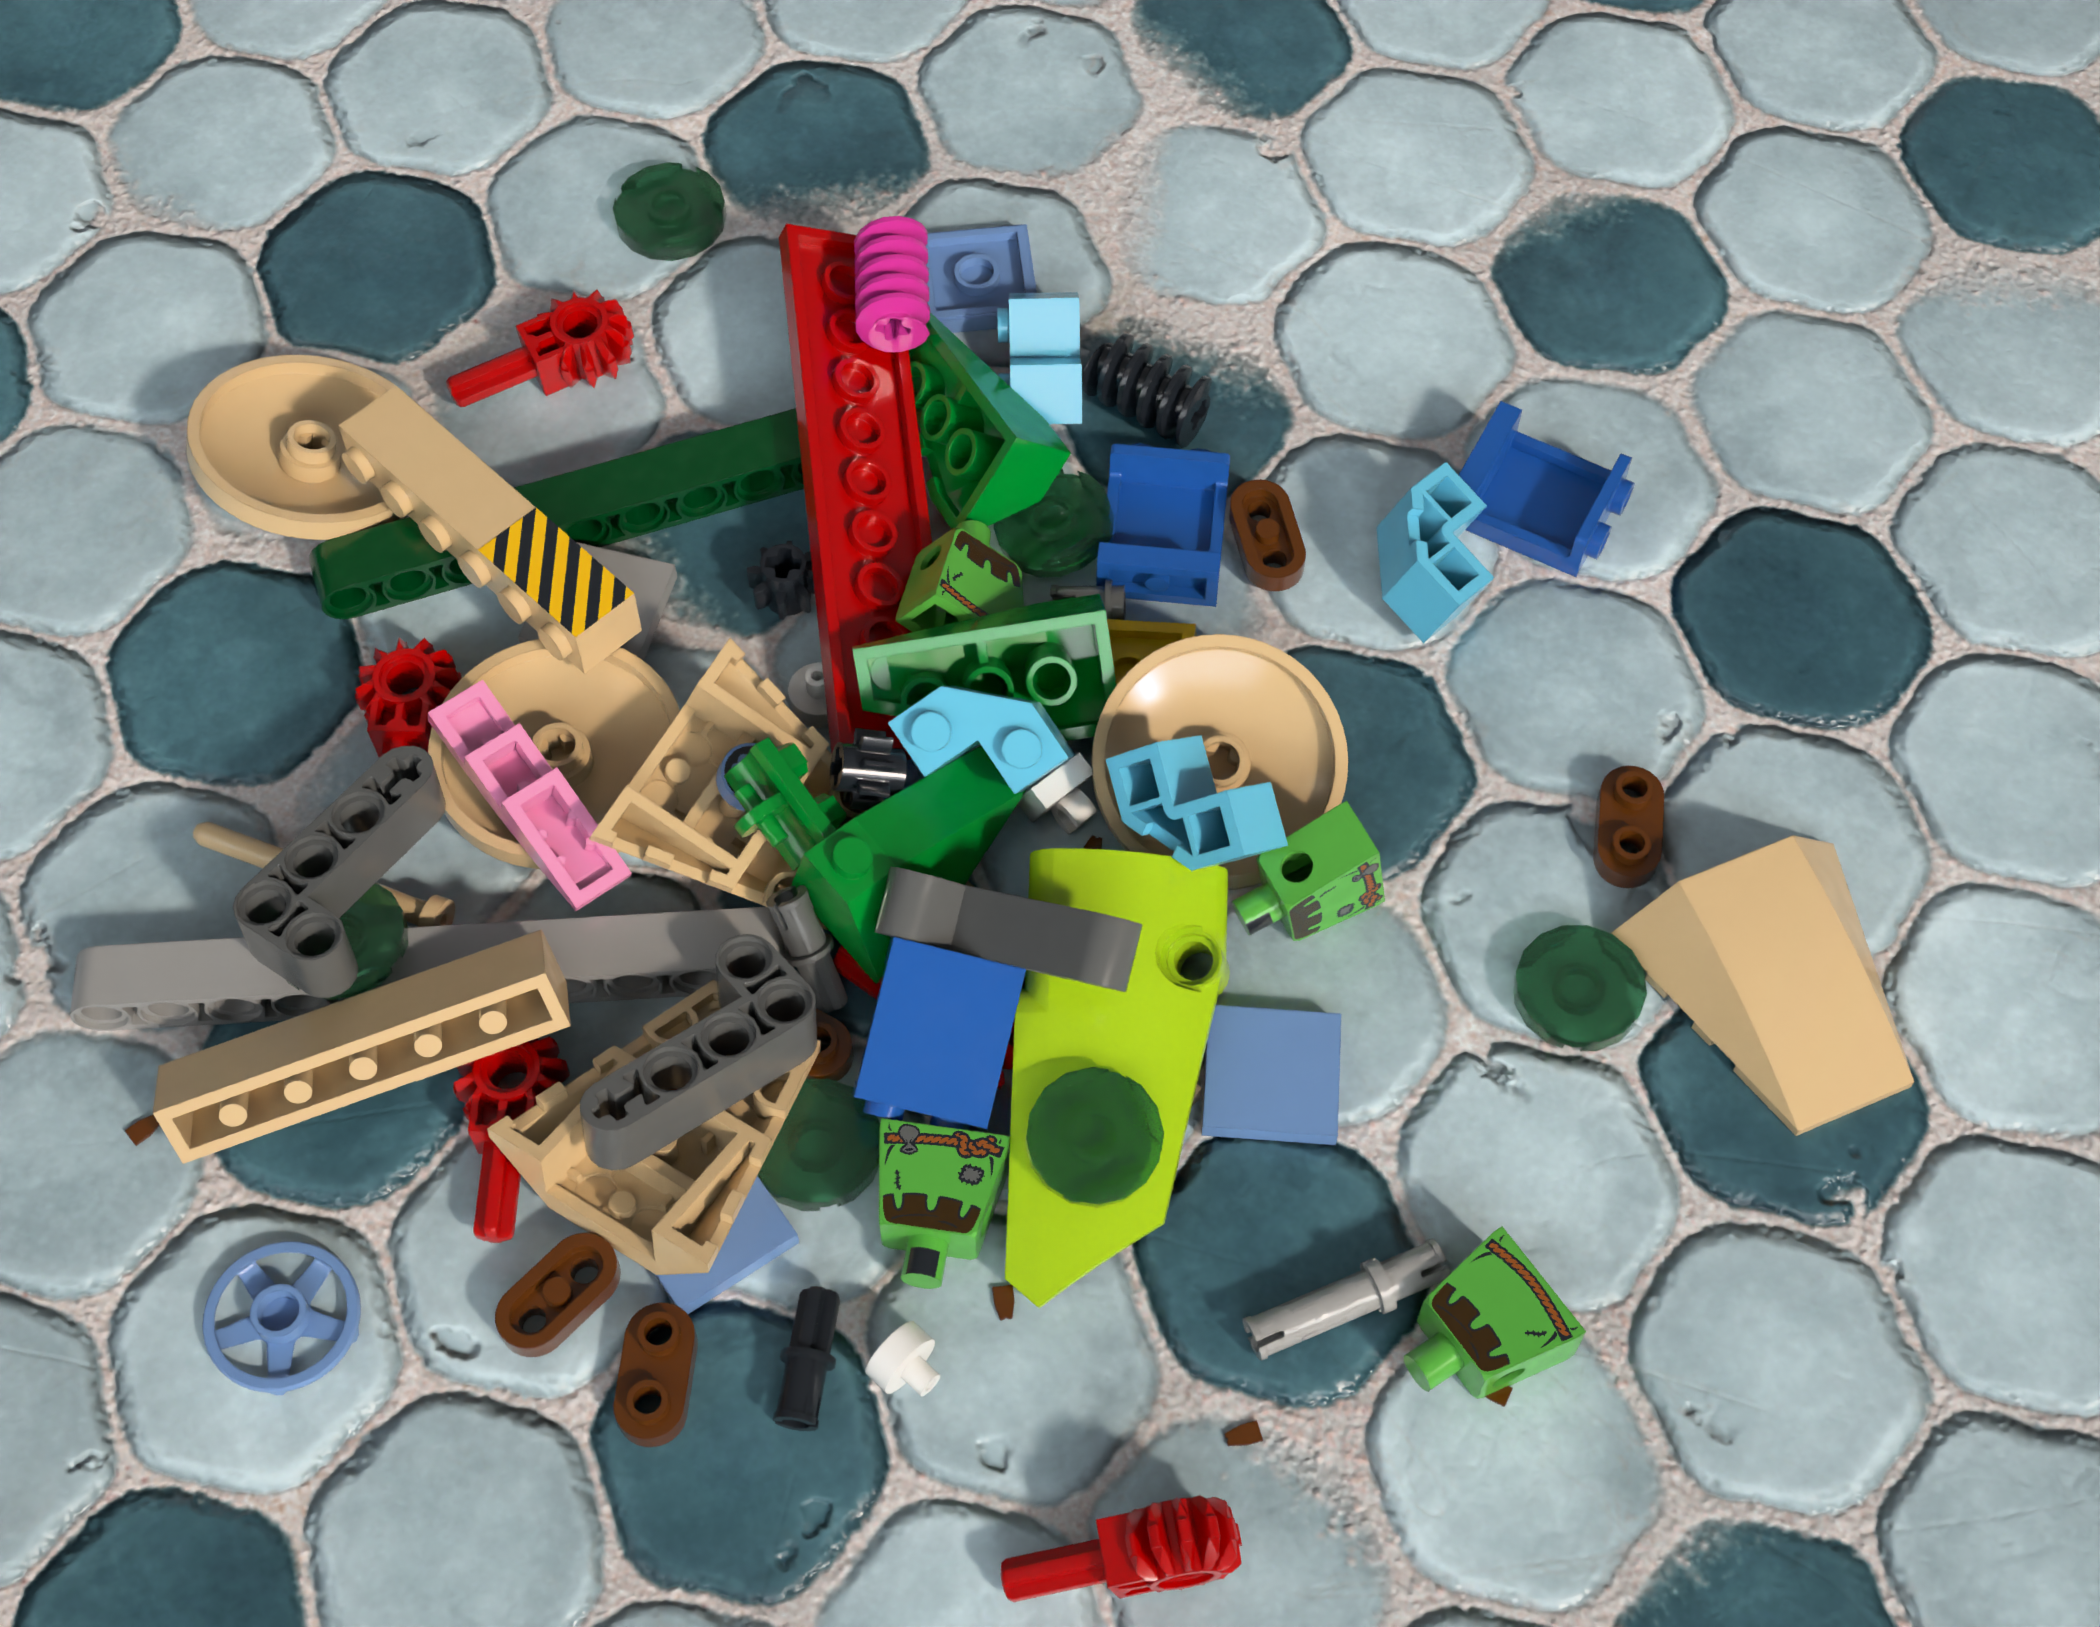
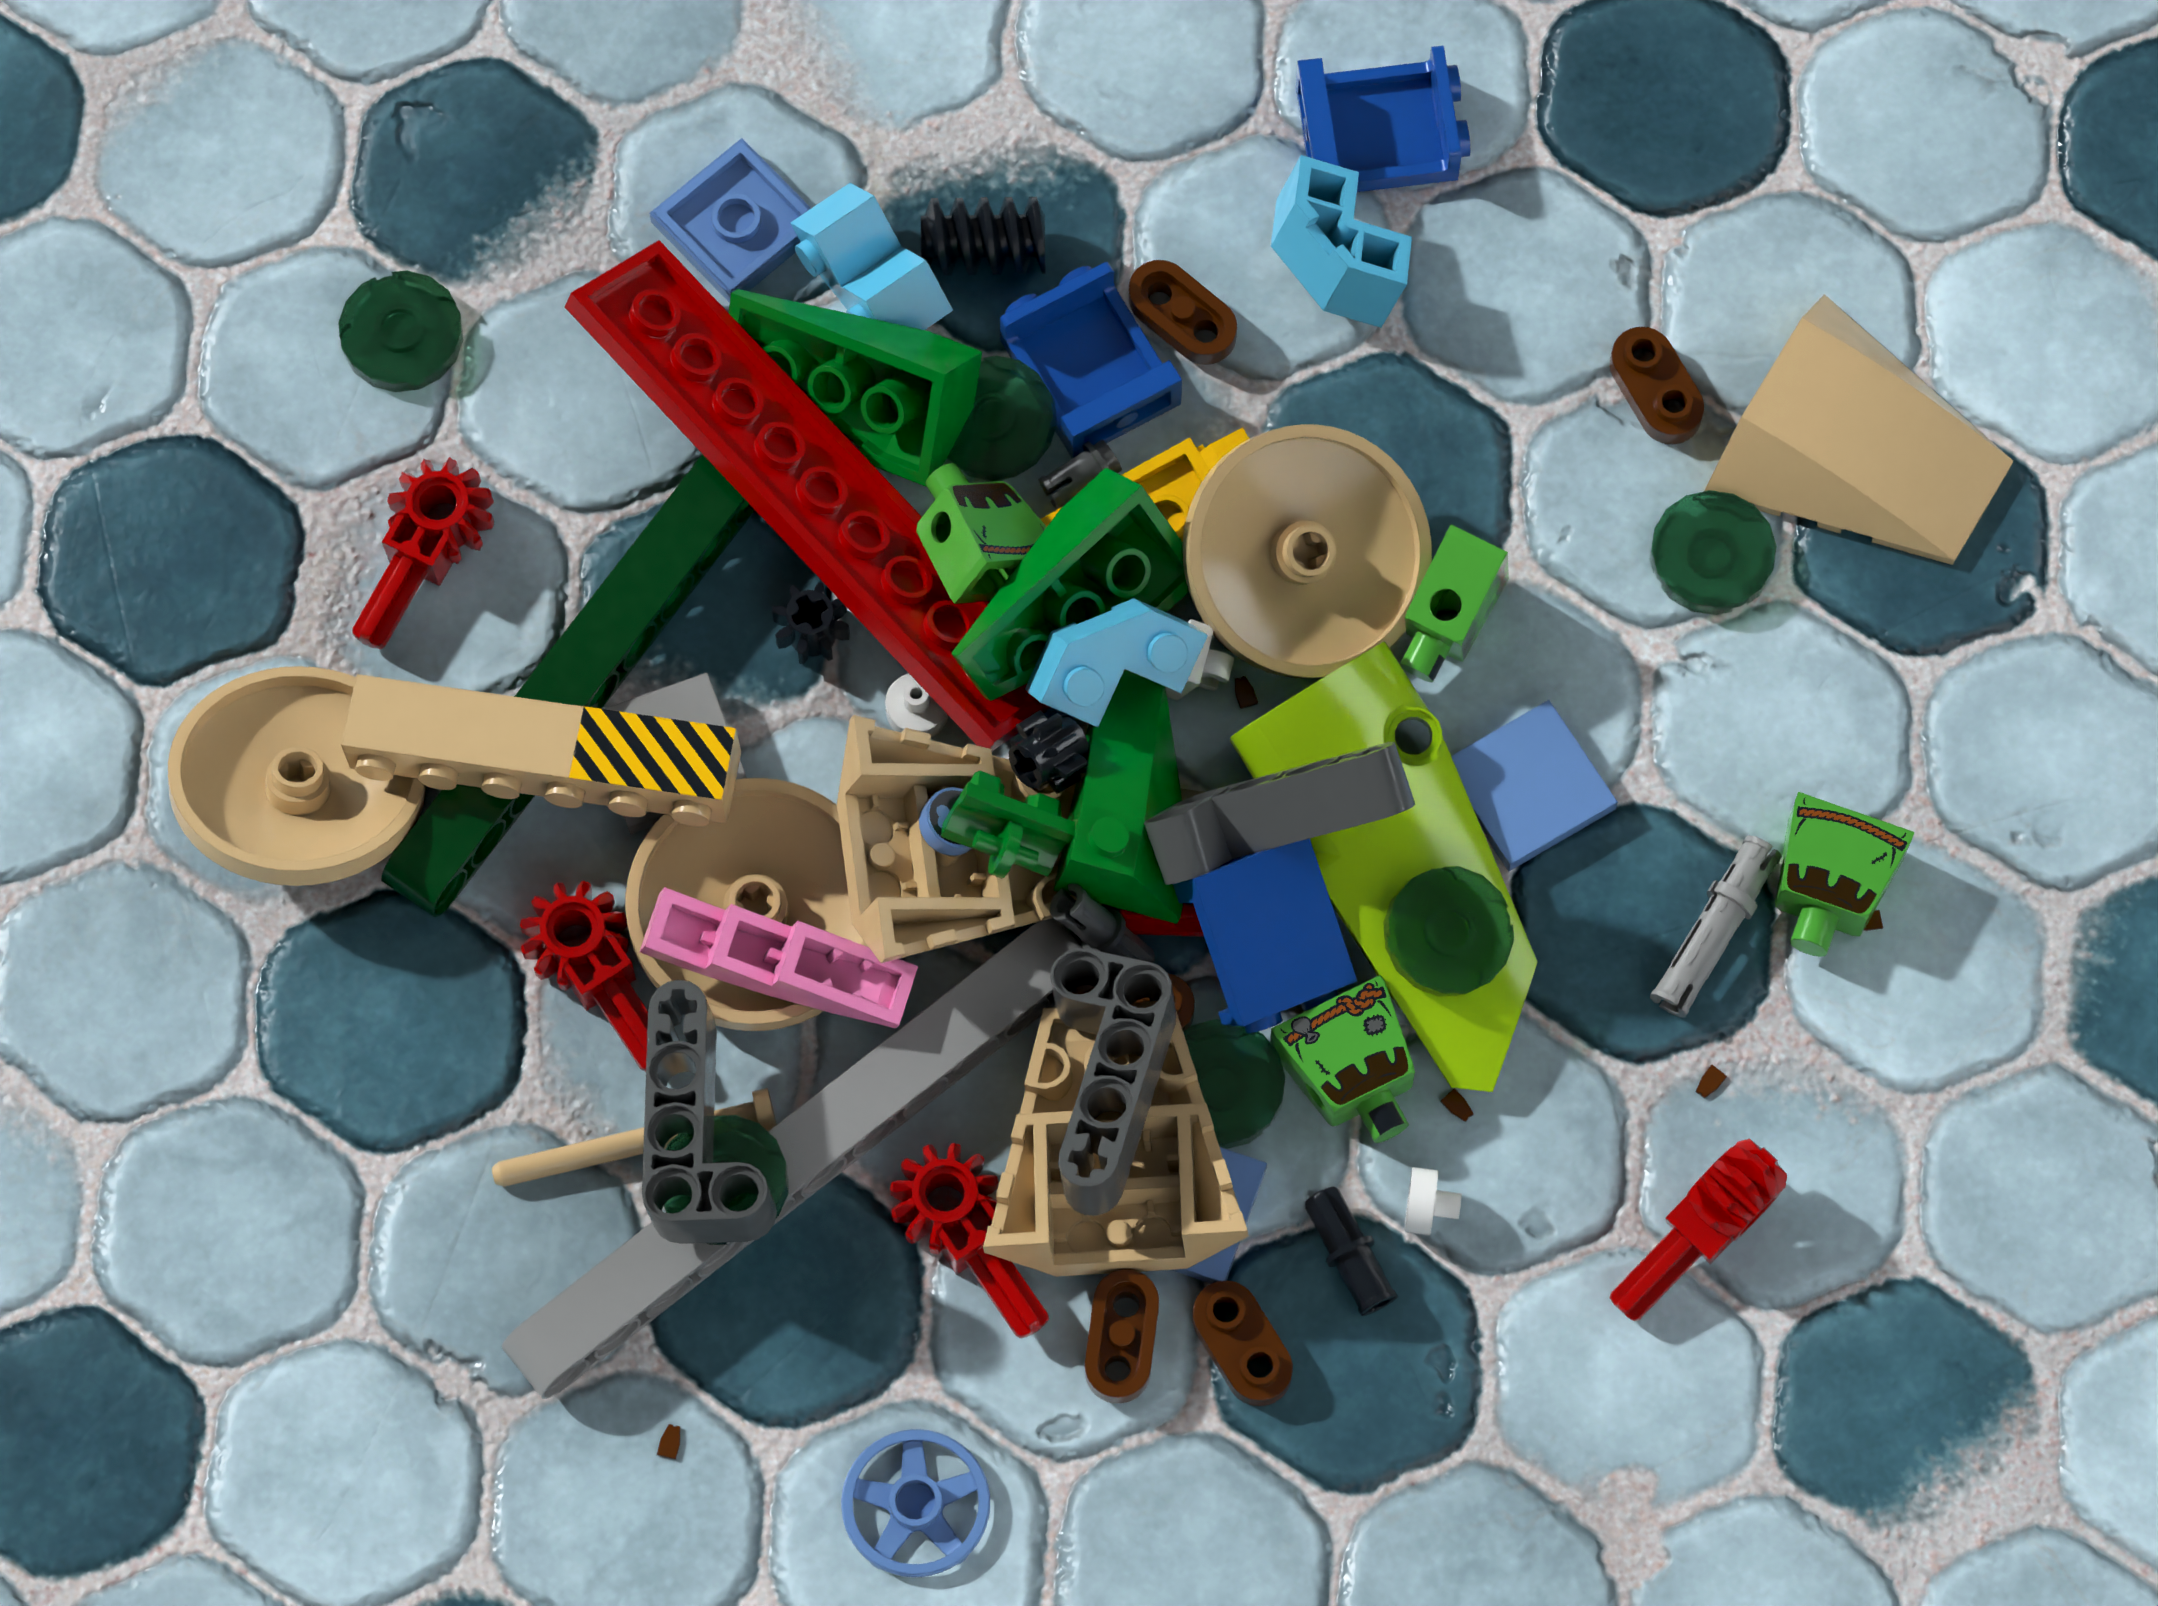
camera: 35 degrees left, 10 degrees up
(361, 1046) = (820, 1251): tan brick -> none
(892, 284) = (705, 293): dark pink piece -> none
(1173, 797) = (1308, 613): medium azure brick -> none

